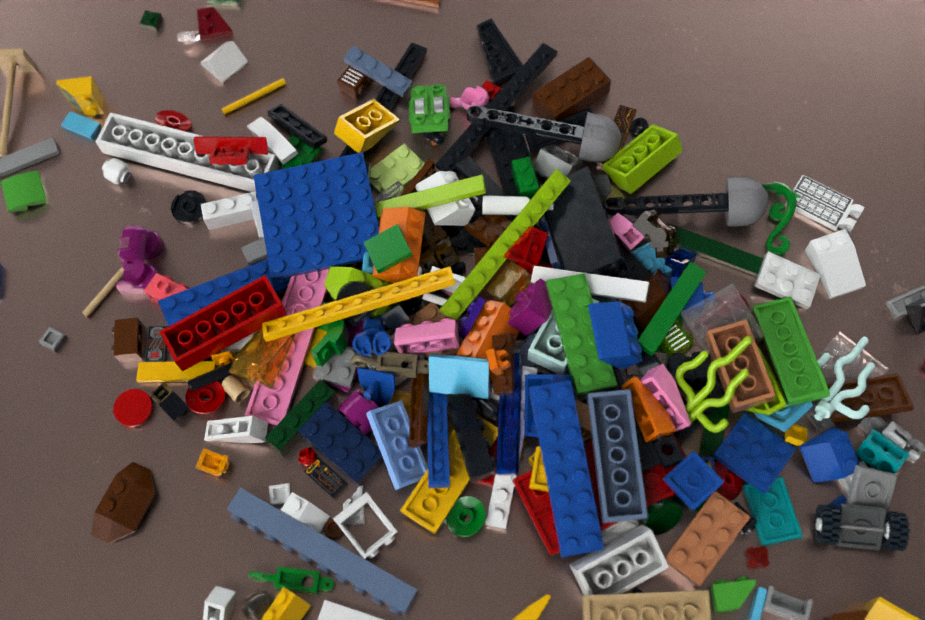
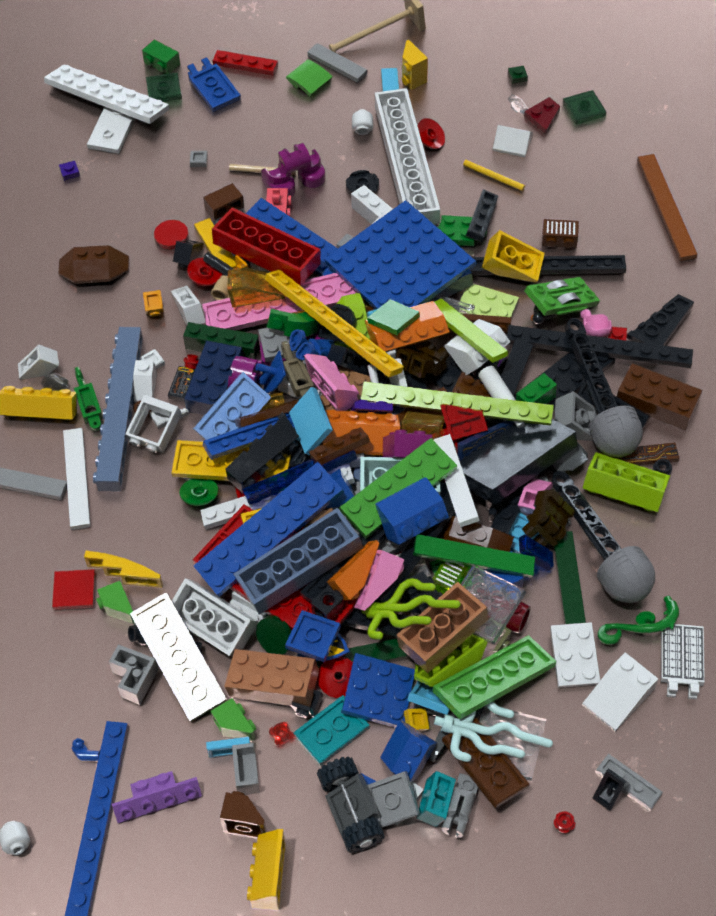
camera: 60 degrees right, 10 degrees down
(230, 149) = (421, 176): red bracket -> none
(276, 142) = (457, 204): white slope -> none
(377, 71) = (572, 242): sand blue plate -> none
(495, 361) = (332, 433): orange tile -> none

